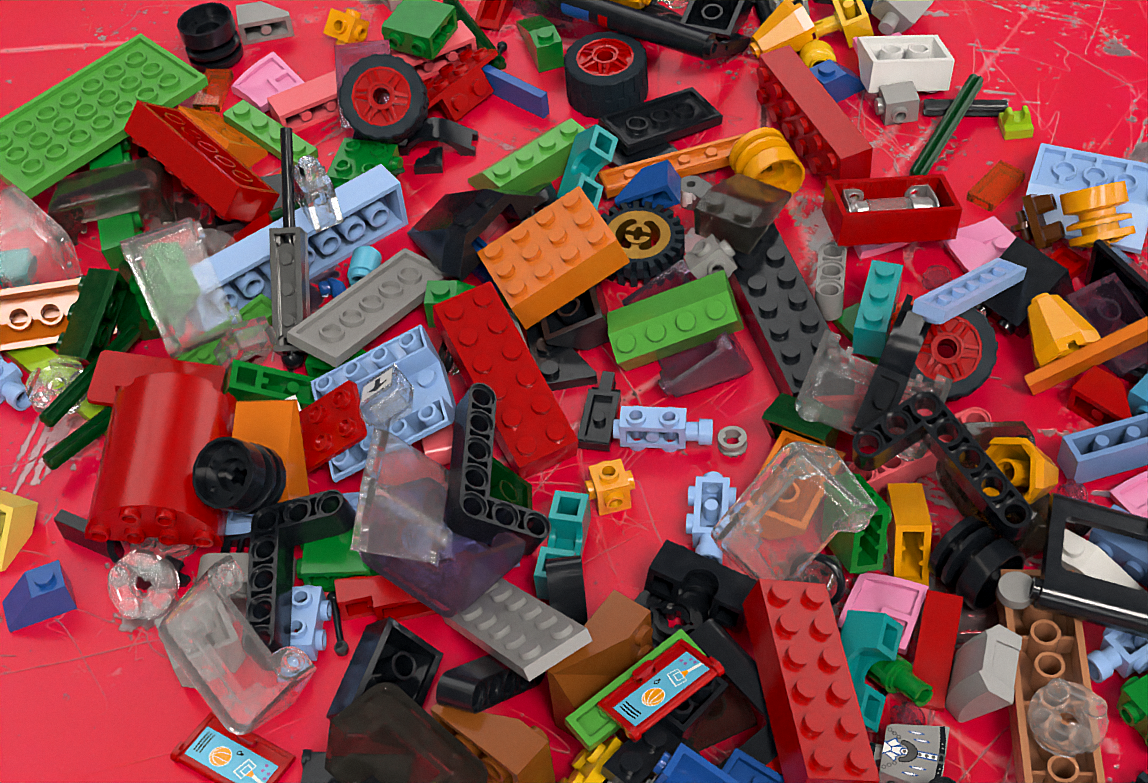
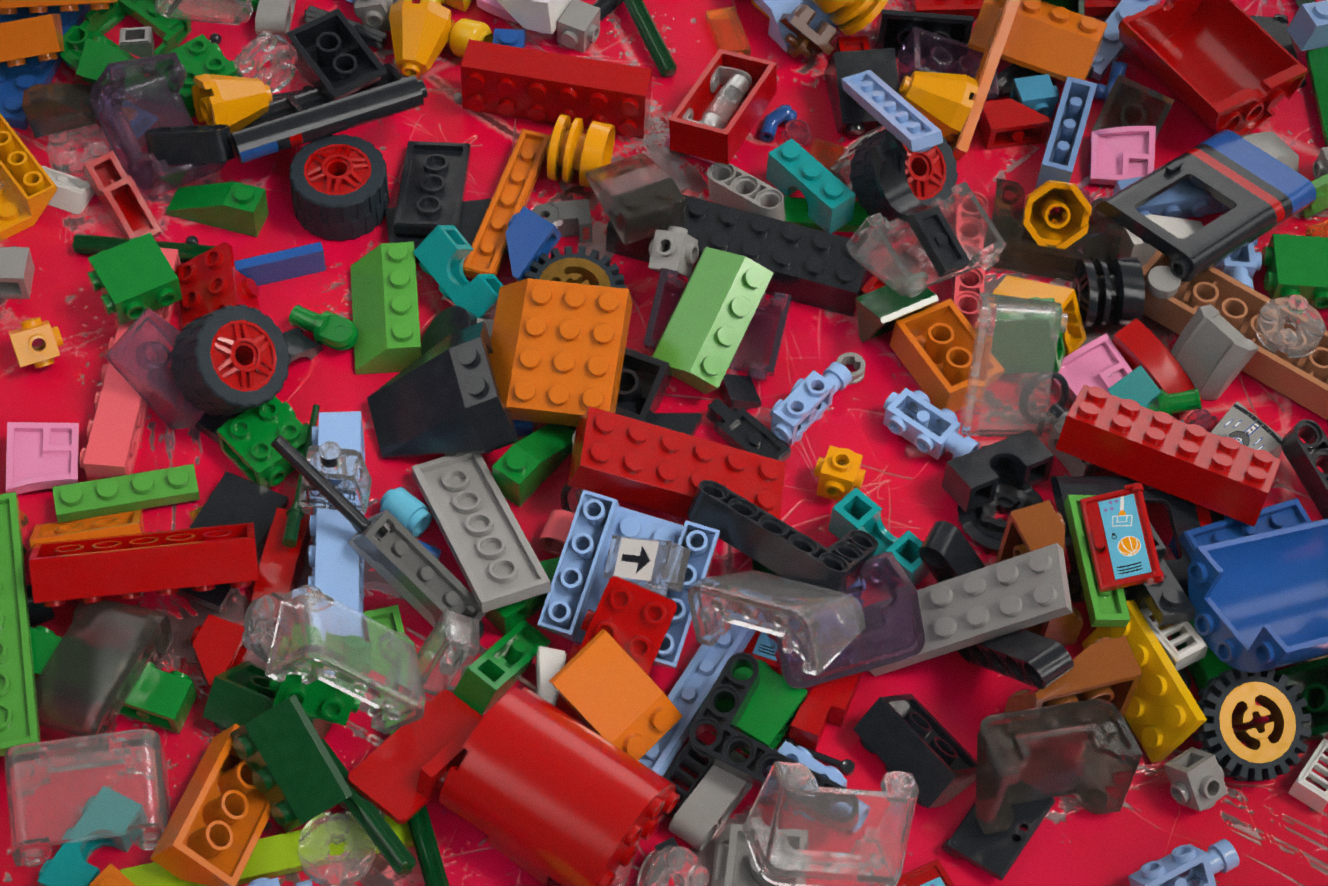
camera: 65 degrees left, 5 degrees up
(238, 475) = (661, 743): black wheel -> none
(430, 163) = (301, 386): black tile -> none
(485, 142) = (326, 327): none -> green arm
(640, 385) = (739, 392): none -> black slope
(946, 258) = (773, 119): none -> blue arm
(949, 455) = (1035, 232): black beam -> none
(979, 243) = (798, 83): bright pink plate -> none

